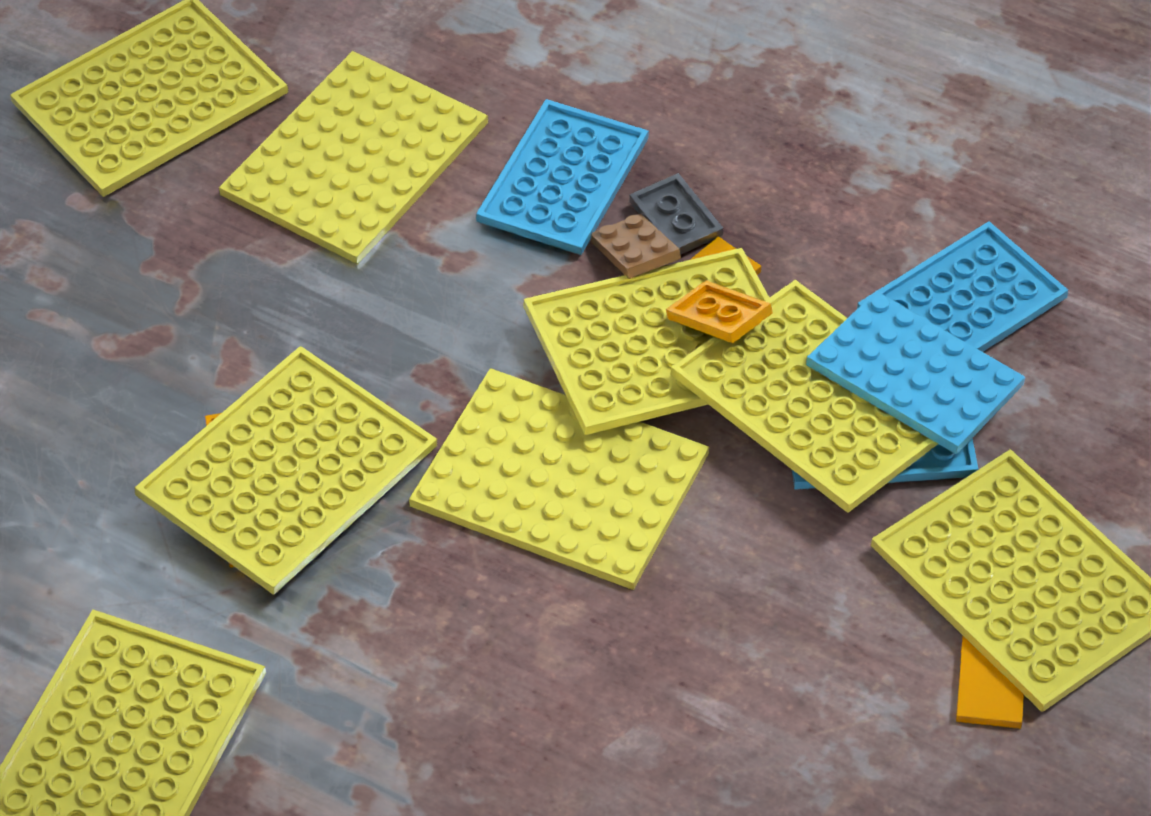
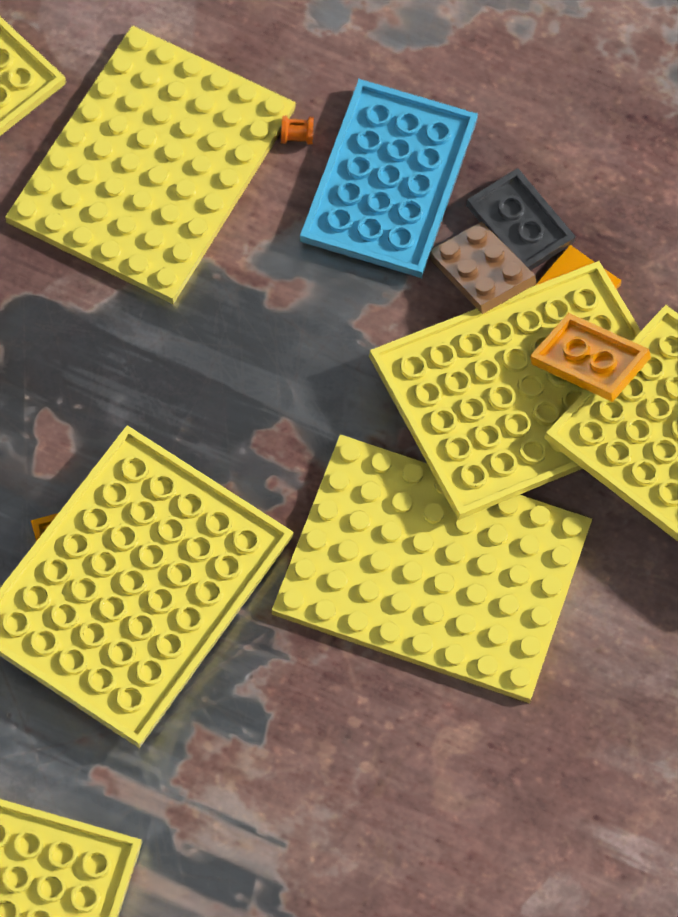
camera: 10 degrees left, 15 degrees up
(485, 135) = (297, 130): none -> orange bush

